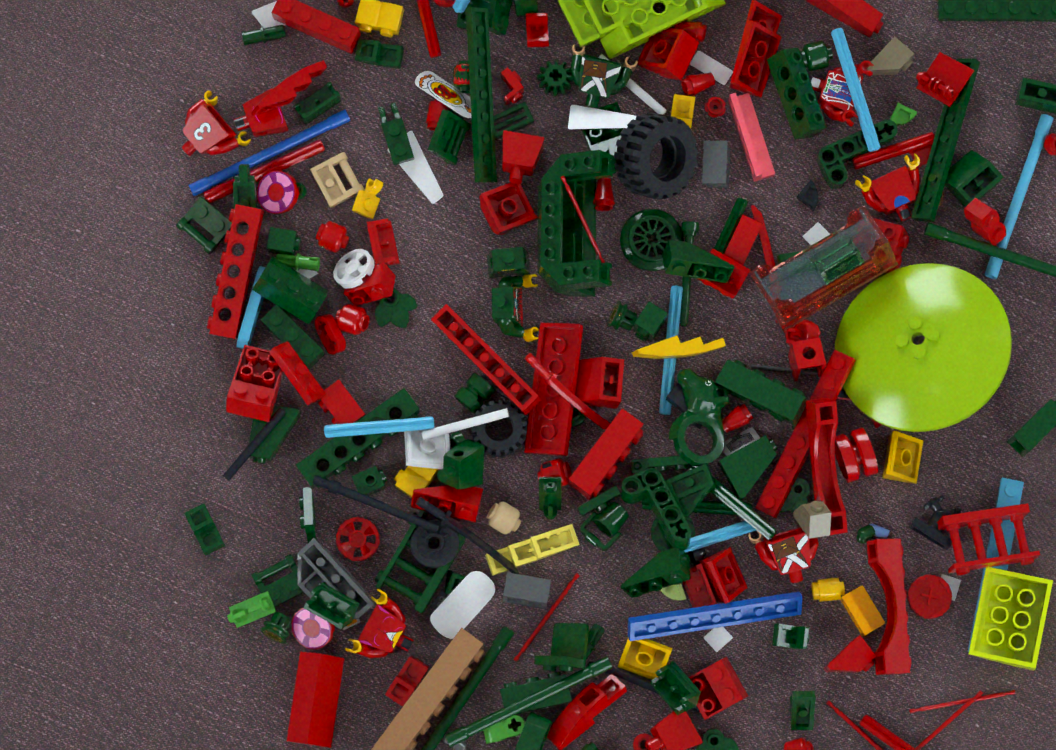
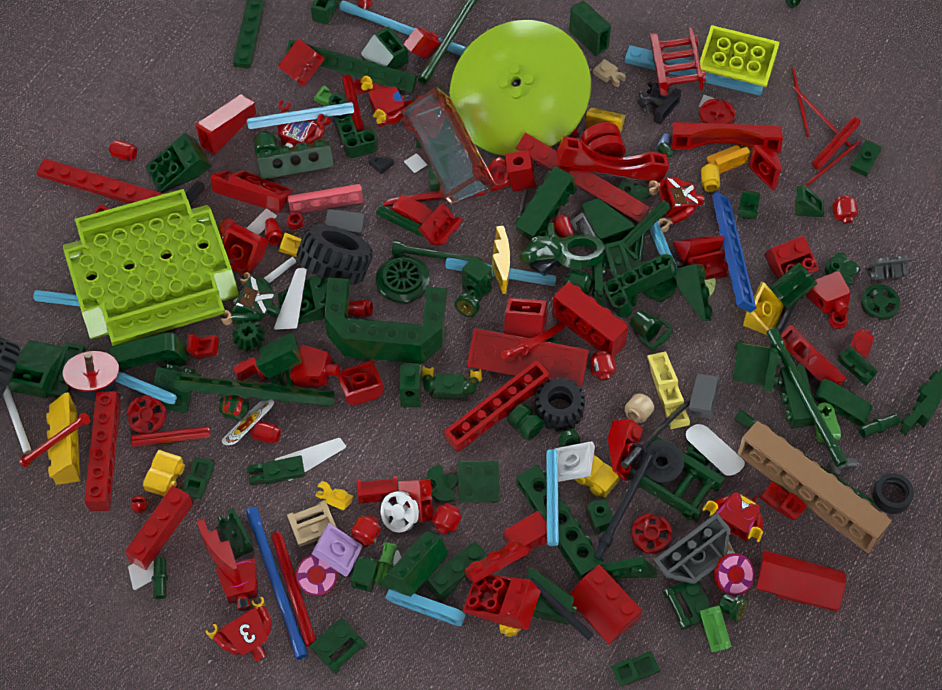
camera: 85 degrees left, 20 degrees down
(245, 188) = (317, 603): dark green hinge -> none
(245, 262) = (382, 605): red brick -> none
(269, 493) = (605, 604): none -> red slope
(303, 209) = (337, 549): none -> lavender plate
(330, 334) = (458, 538): red beam -> none
(332, 606) = (718, 547): dark green hinge -> none
(400, 349) = (478, 481): none -> dark green hinge
(448, 137) = (293, 425): dark green plate -> none
(463, 465) = (597, 432): dark green torso -> none
(467, 423) = (556, 424): white bar -> none
(527, 114) = (279, 356): none -> dark green bracket
(549, 613) = (728, 387): red piece -> none
(550, 496) = (623, 367): dark green hinge -> none
(582, 219) = (382, 316): red piece -> none
(599, 503) = (632, 336): dark green plate -> none
(657, 440) = (580, 279): none -> dark green head
(691, 261) = (429, 241): dark green slope -> none
(718, 638) = (750, 261): white sticker -> none
(814, 519) = (655, 172): dark tan slope -> none
(837, 260) = (443, 133): clear green brick -> none
(892, 59) = (274, 92): dark tan slope -> none
(980, 456) = (607, 71): none -> tan plate

